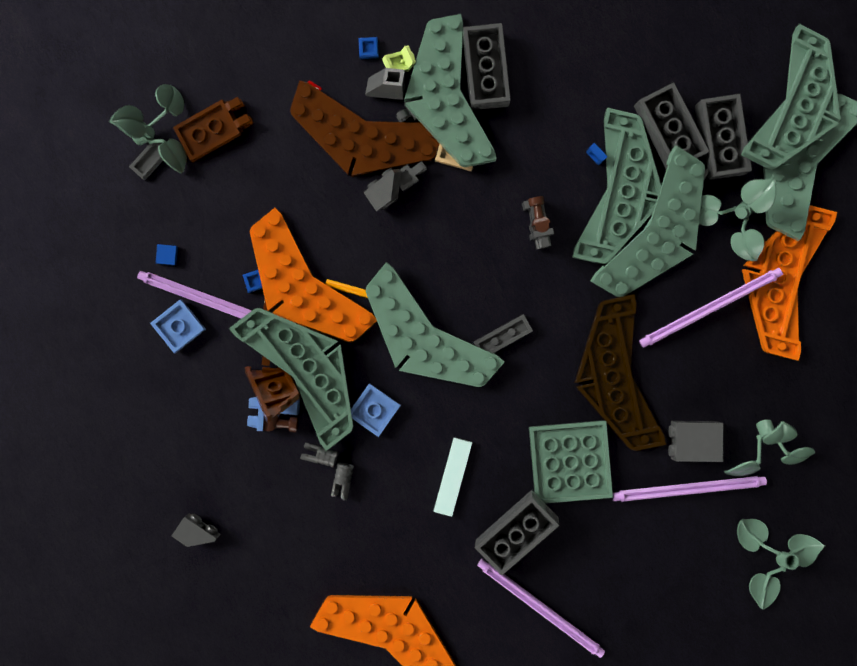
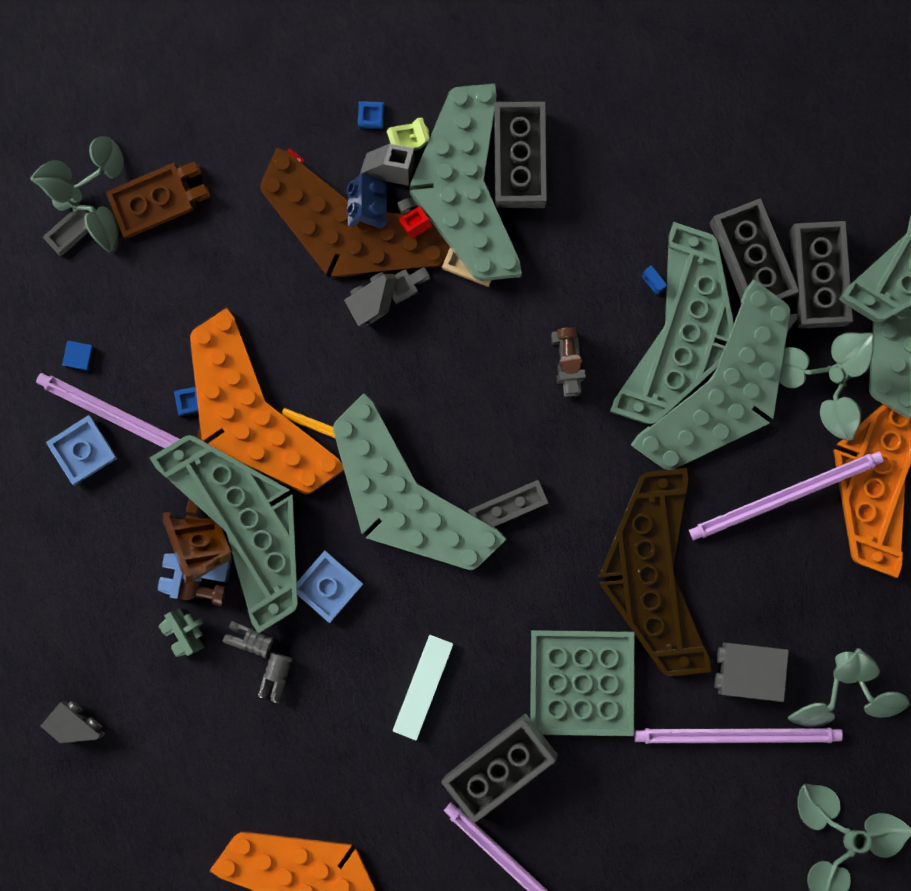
camera: 10 degrees right, 5 degrees down
(271, 453) = (186, 631): none -> sand green hips
(373, 115) = (367, 201): none -> dark blue bracket
(411, 127) = (415, 222): none -> red plate

